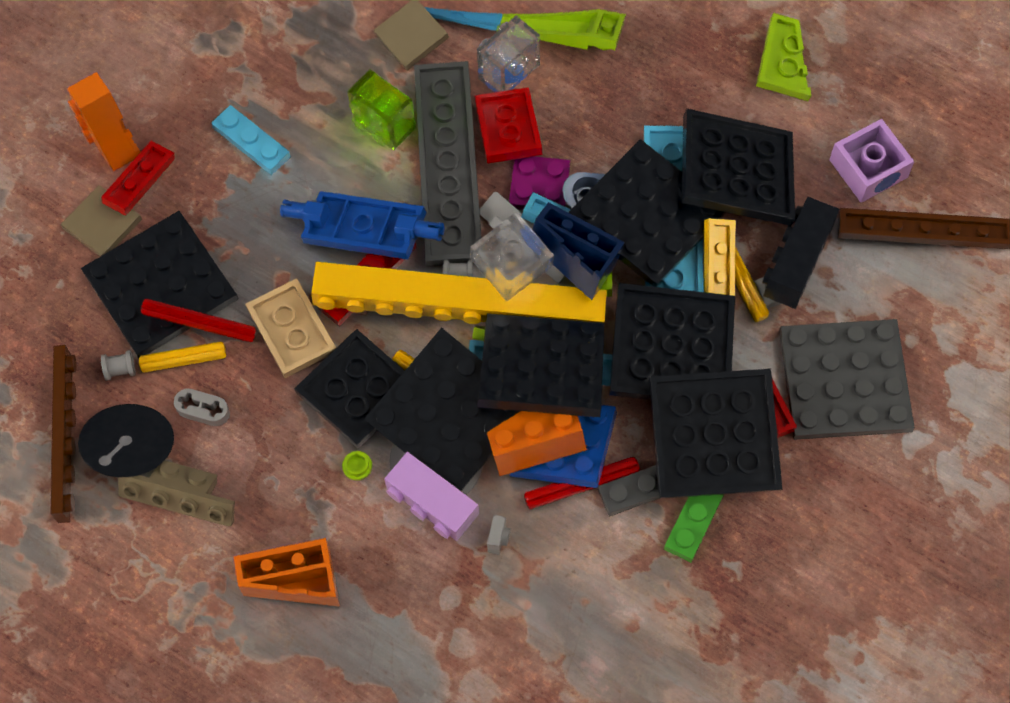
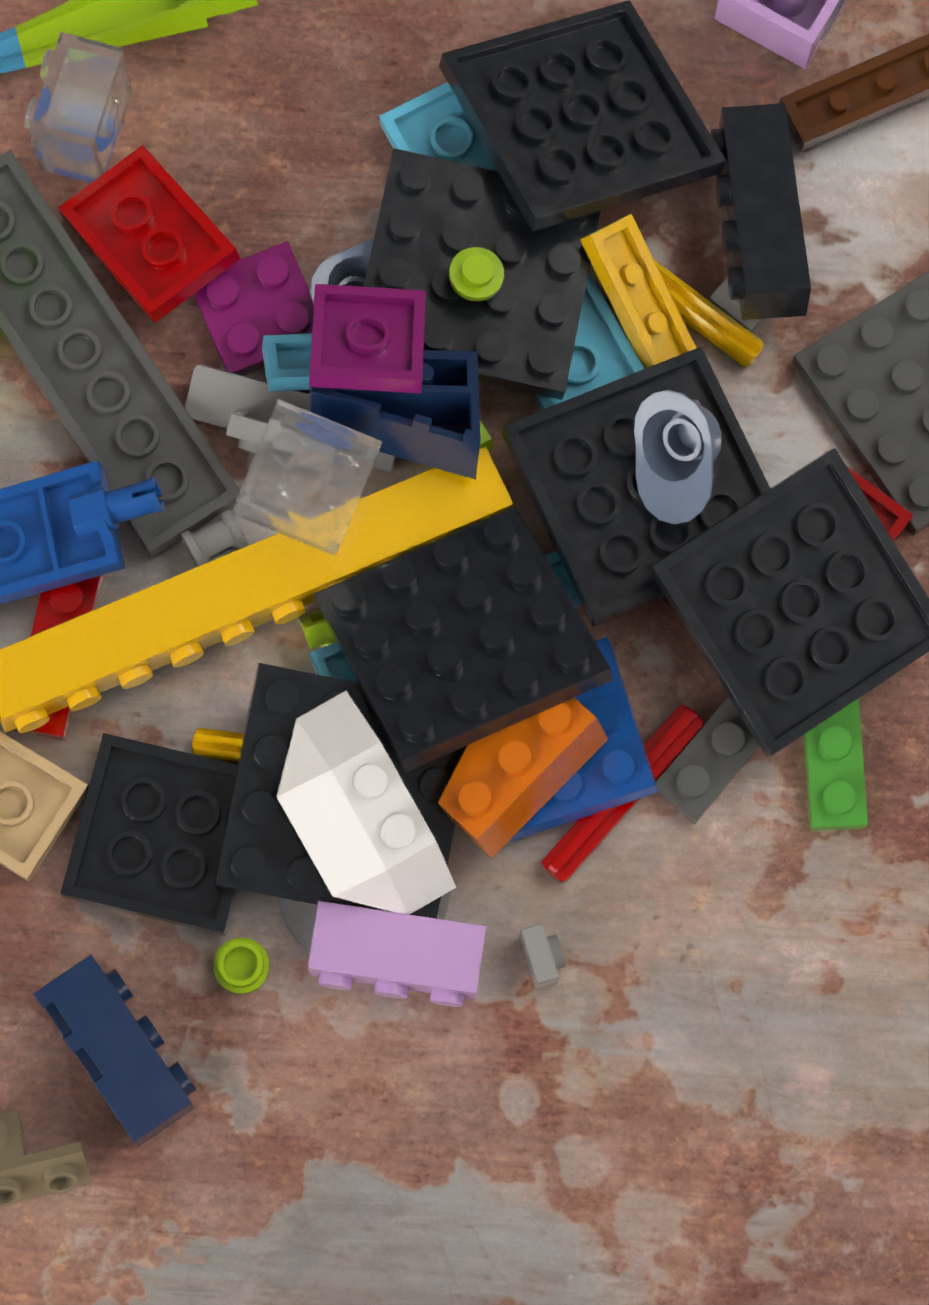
camera: 35 degrees left, 10 degrees up
(276, 468) = (117, 1049): none -> dark blue wedge
(289, 573) = (246, 1209): orange wedge -> none
(446, 420) = (358, 813): none -> white wedge
(575, 208) = (367, 338): none -> magenta plate
(644, 208) = (476, 274): none -> lime plate
(692, 332) = (675, 455): none -> sand blue piece

